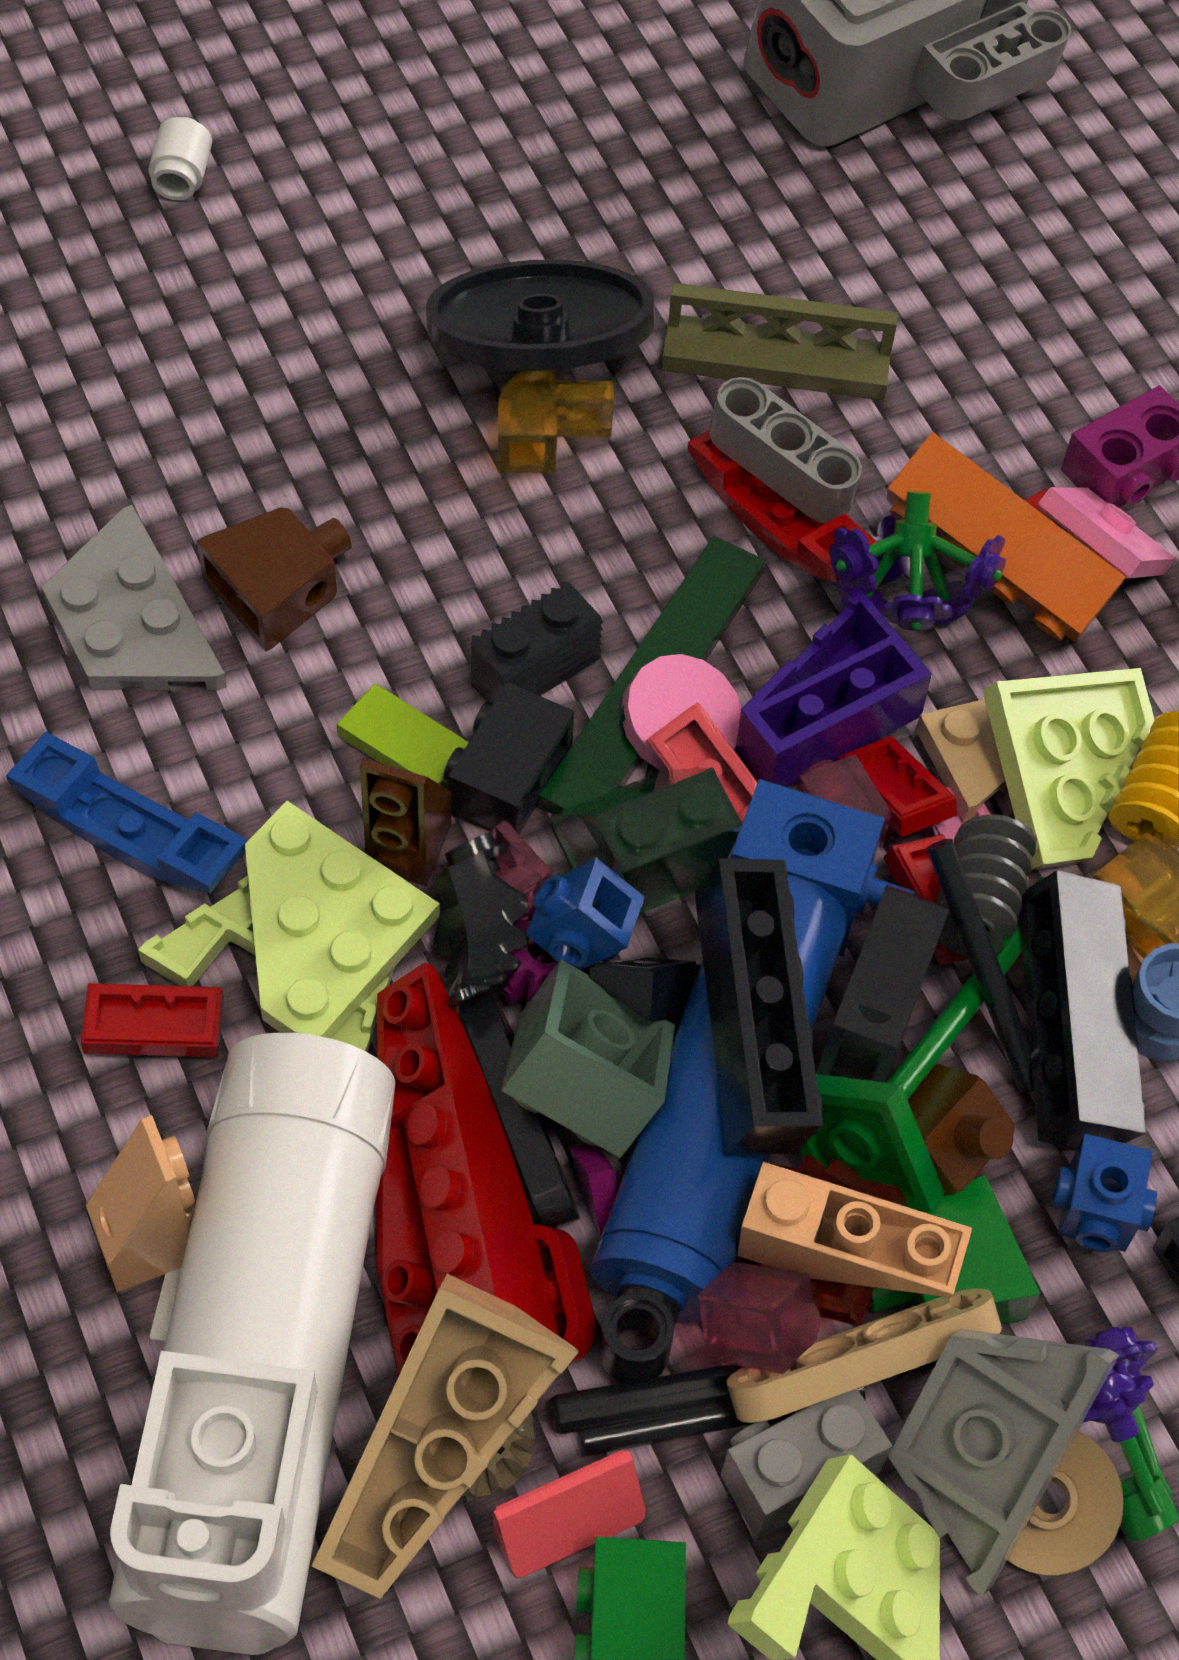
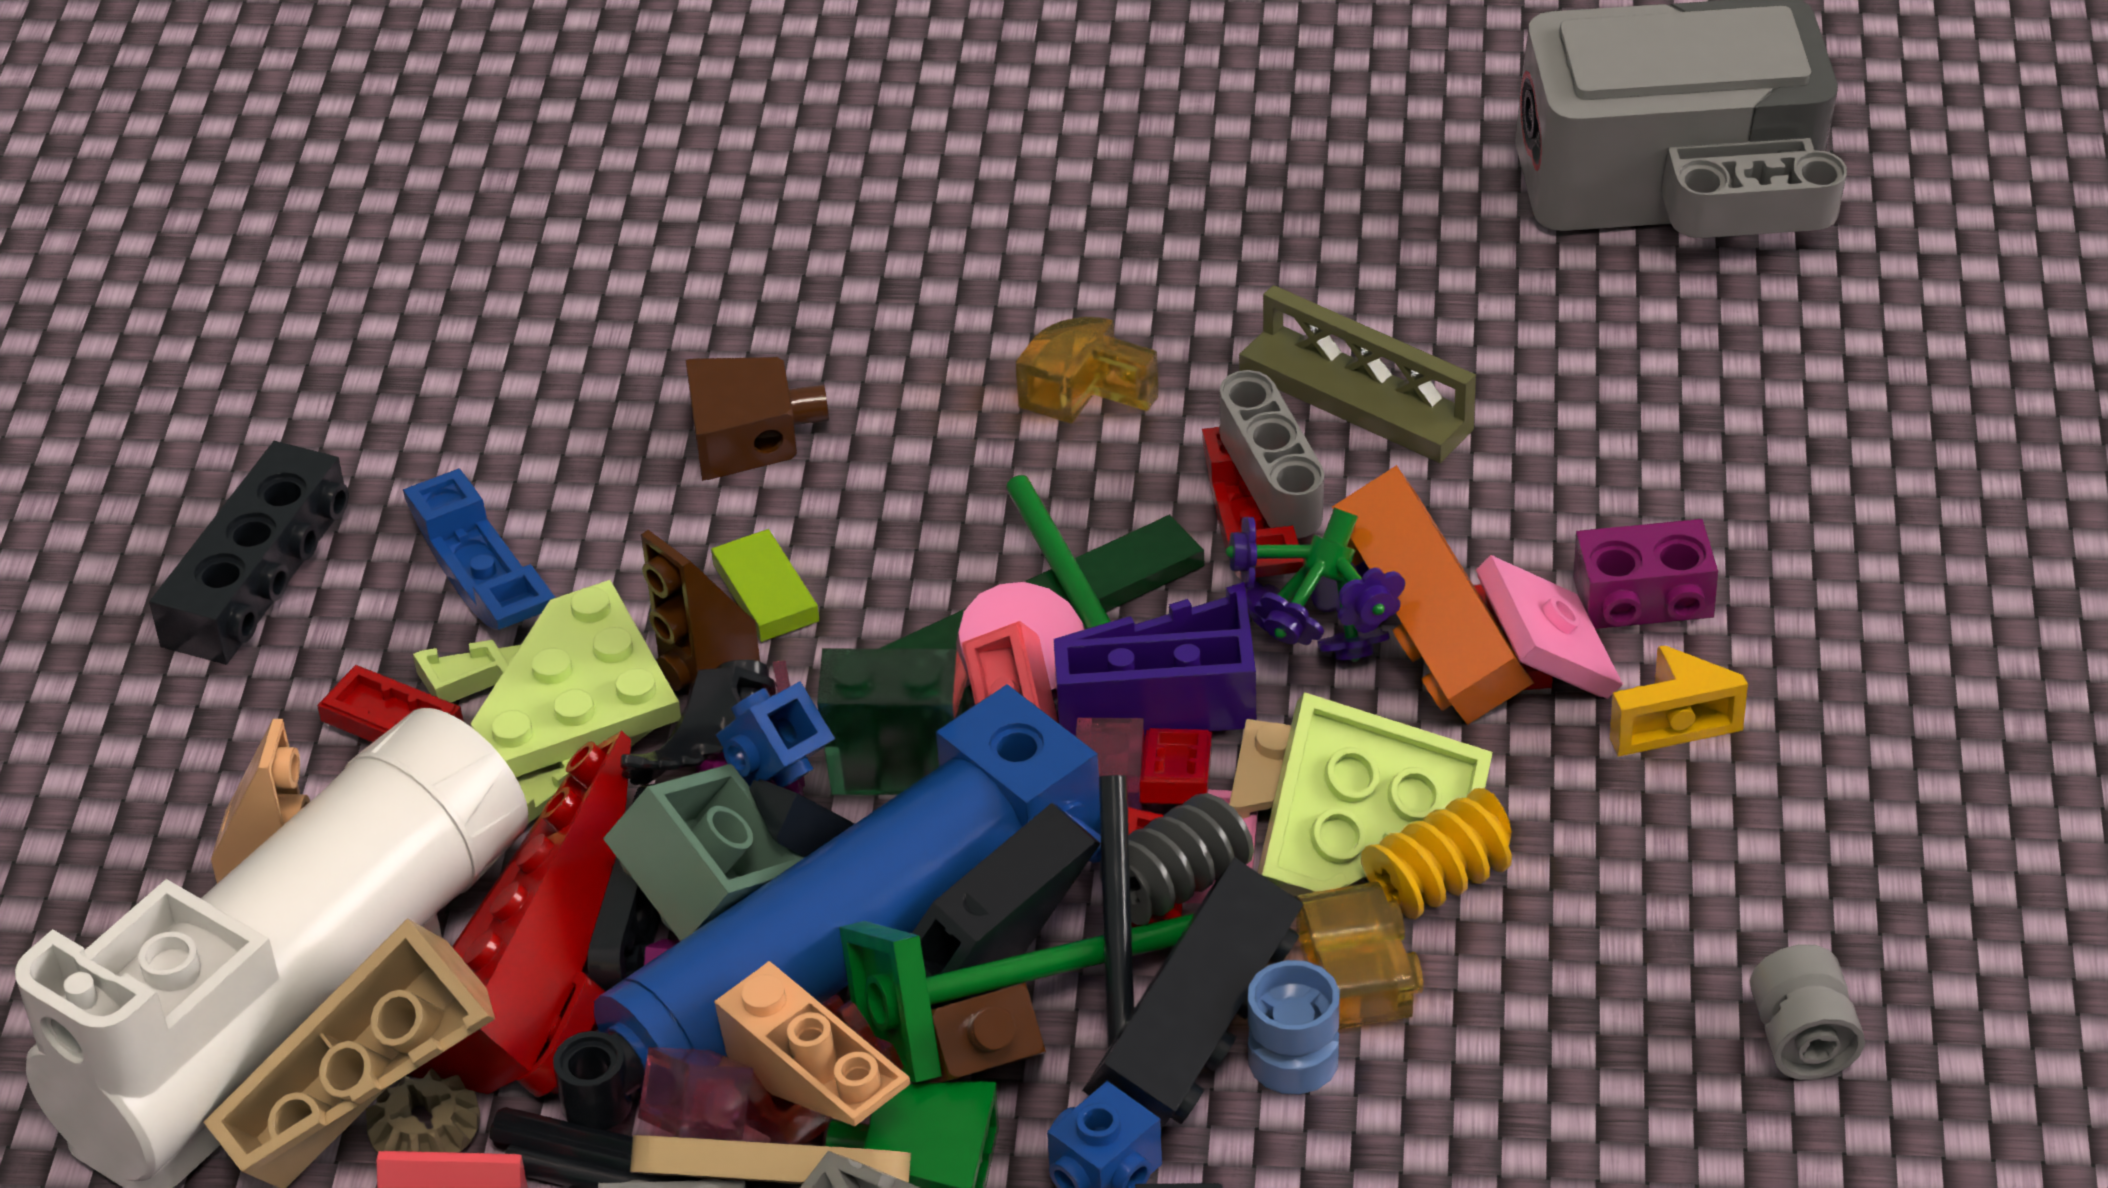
camera: 35 degrees right, 15 degrees down
(128, 614) = (602, 408): light grey wing -> none
(179, 158) = (912, 63): white brick -> none
(509, 757) = (840, 608): black brick -> none
(537, 645) = (925, 545): black brick -> none
(540, 315) = (1131, 277): black dish -> none
(665, 621) = (1056, 552): none -> green bar
(757, 1007) = (841, 834): black brick -> none

